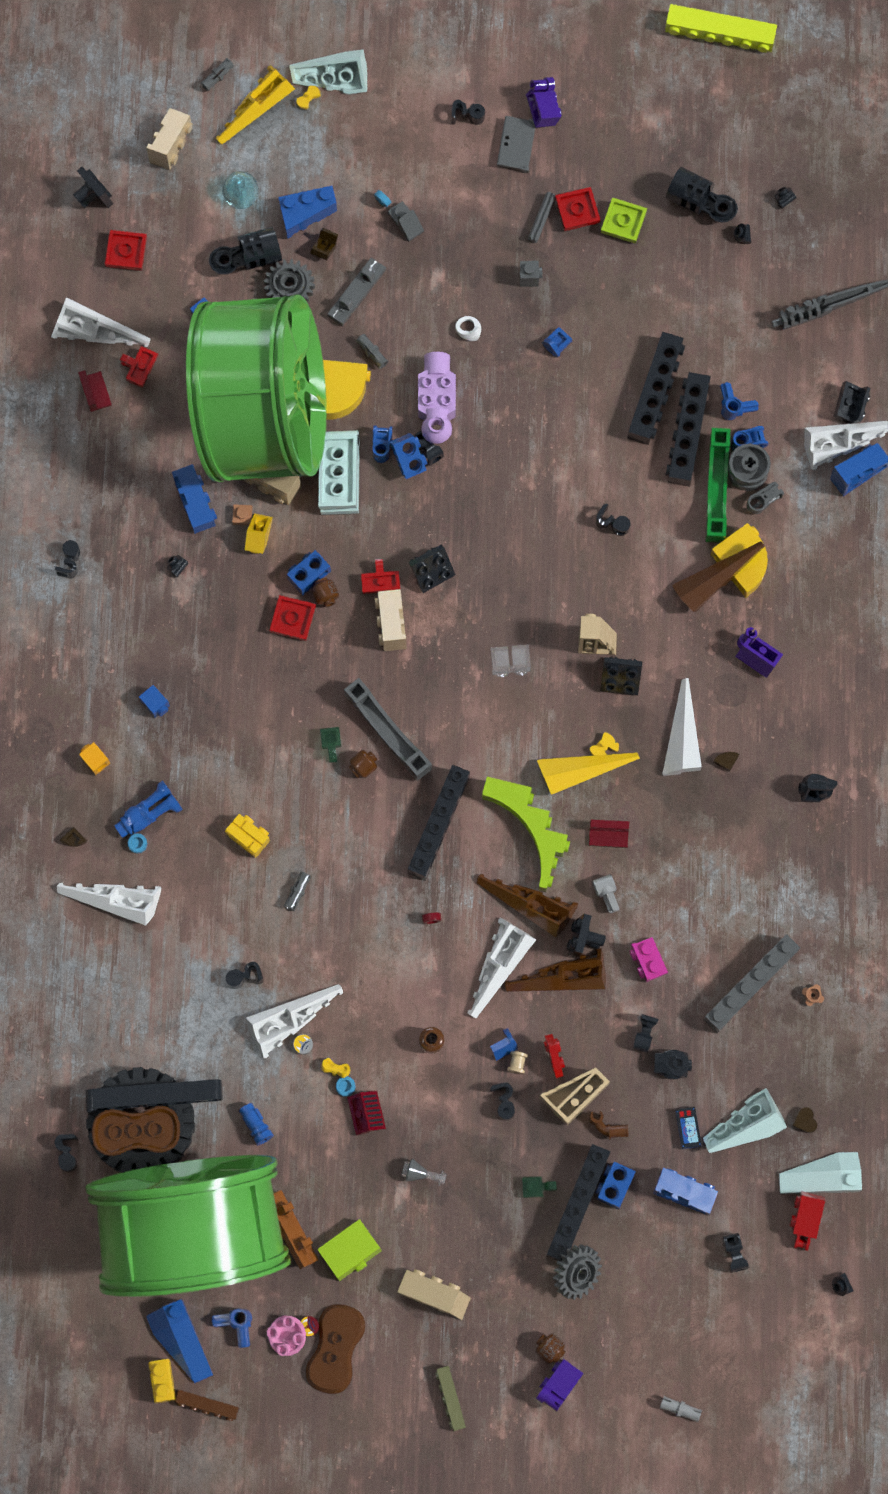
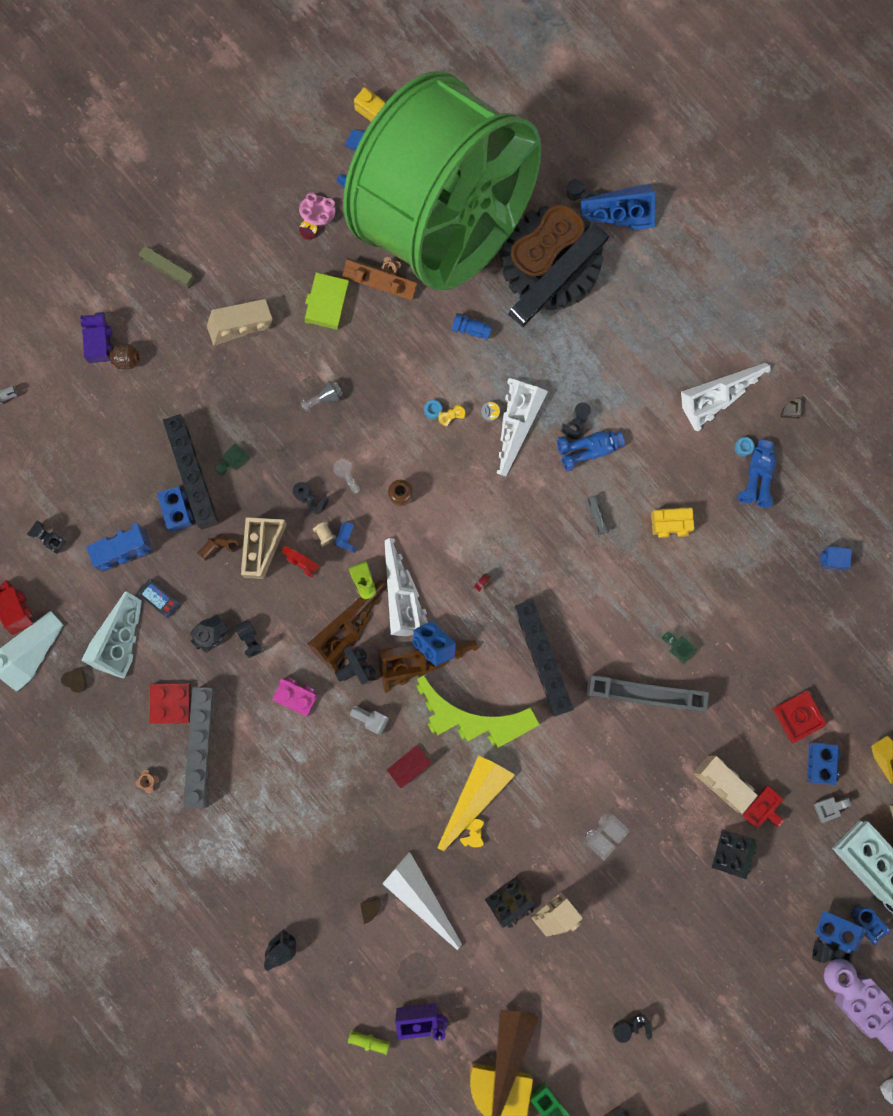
camera: 135 degrees right, 5 degrees up
(39, 1108) = (624, 207): none -> blue wedge
(94, 758) = (836, 477): light orange brick -> none
(207, 1405) = (330, 122): reddish brown piece -> none
(246, 942) = (598, 445): none -> blue piece
(325, 592) = (795, 759): reddish brown head -> none
(331, 1364) = (282, 243): reddish brown plate -> none
(333, 540) = (829, 809): none -> light grey plate
(363, 764) = (640, 651): reddish brown head -> none
(366, 1112) = (400, 403): dark red panel -> none
(458, 1101) = (343, 469): none -> clear plate
(506, 902) = (434, 643): none -> blue brick
(519, 1002) = (363, 580): none -> lime piece
(577, 1271) = (148, 421): dark grey gear -> none
(747, 1038) = (169, 703): none -> red plate
(806, 672) = (368, 1042): none -> lime pin

